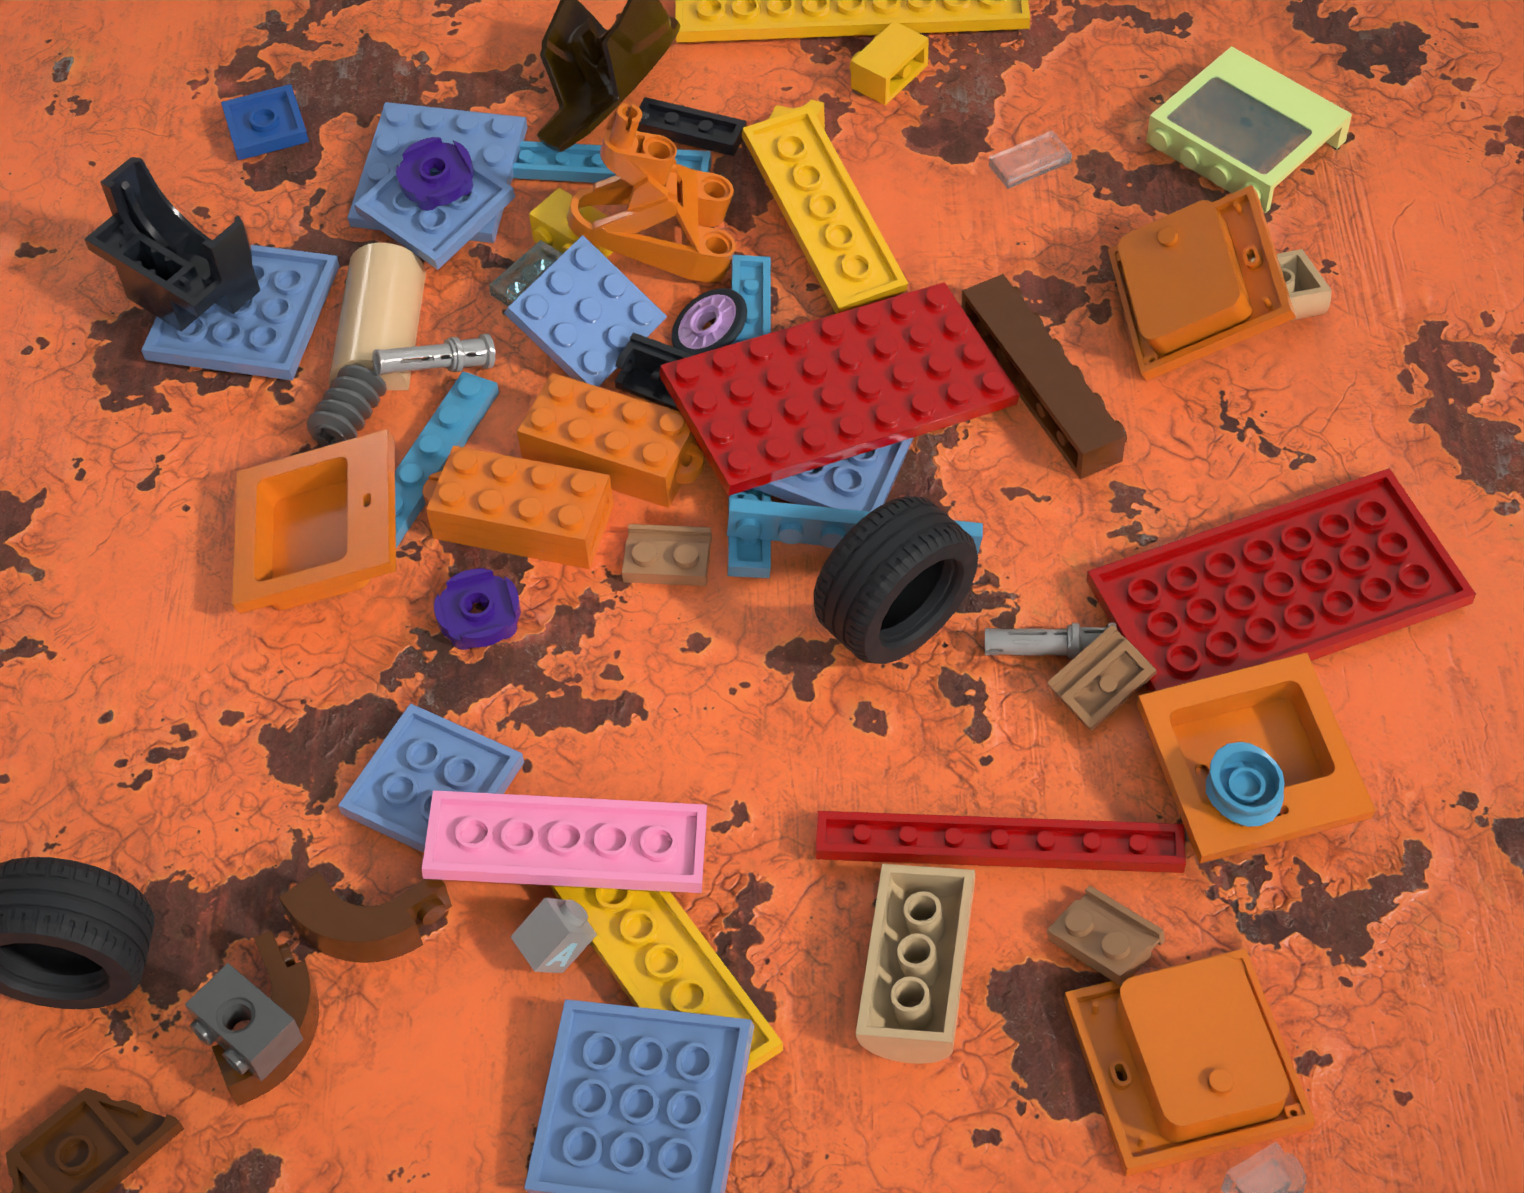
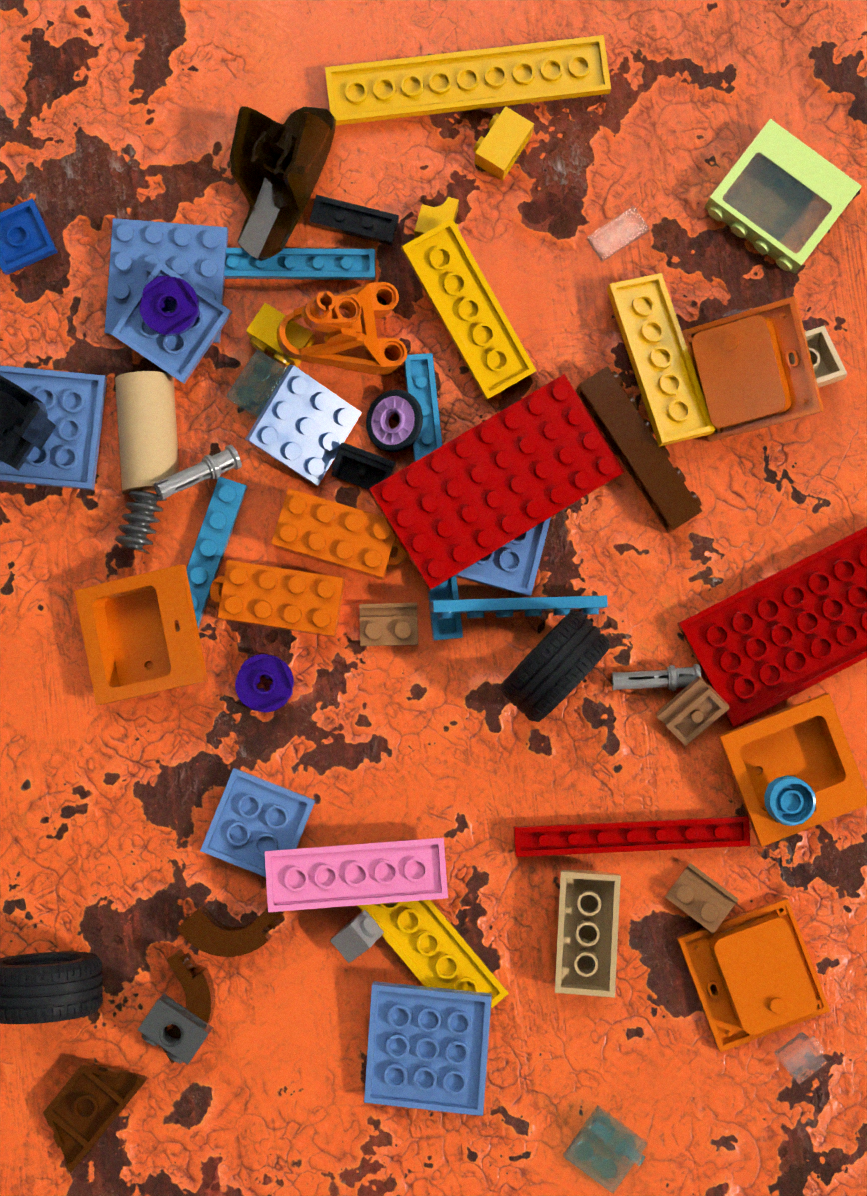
camera: 15 degrees left, 30 degrees up
(1077, 277) = (660, 359): none -> yellow plate

